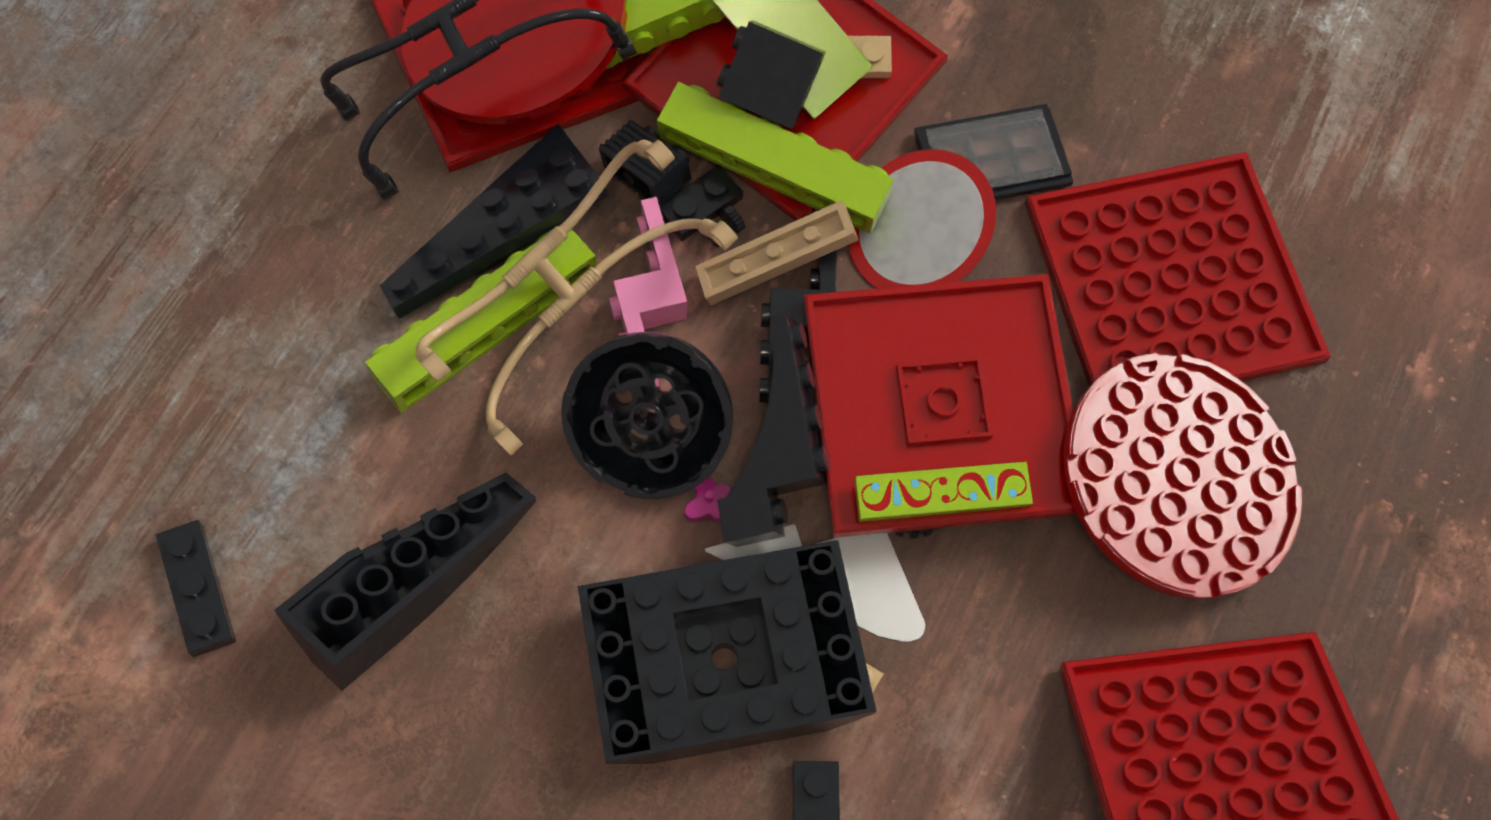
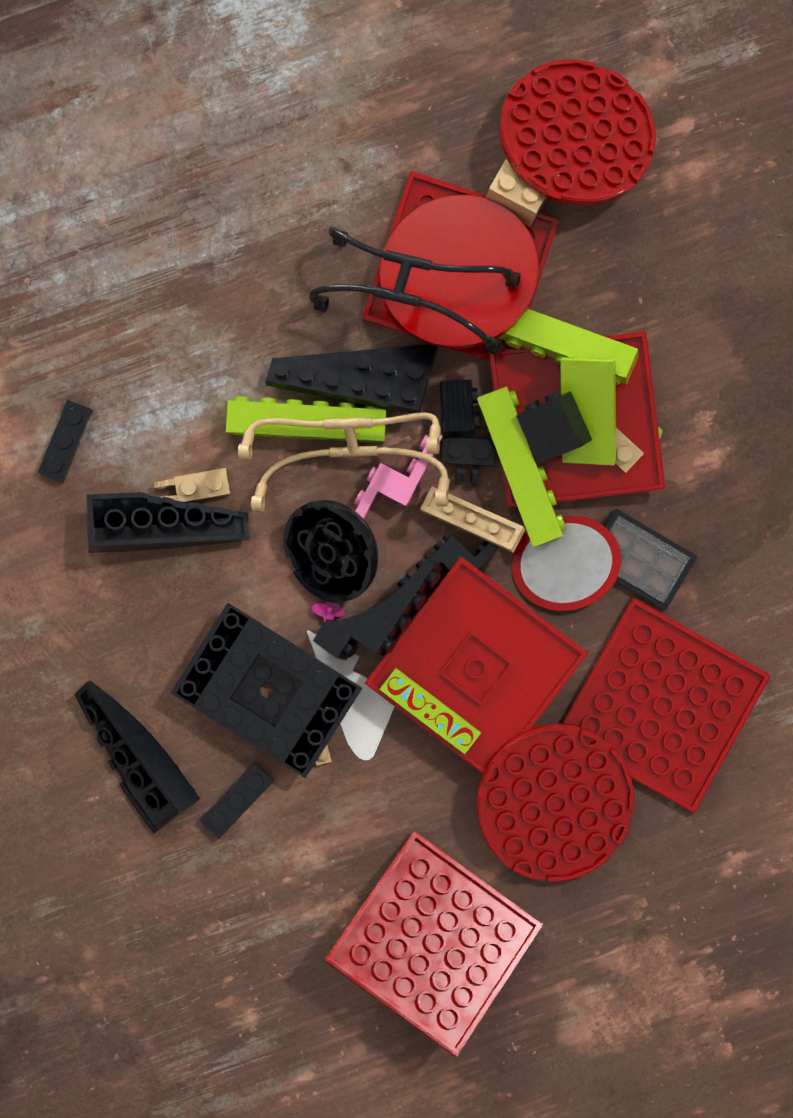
camera: 45 degrees right, 20 degrees up
(418, 492) = (197, 485): none -> tan hinge

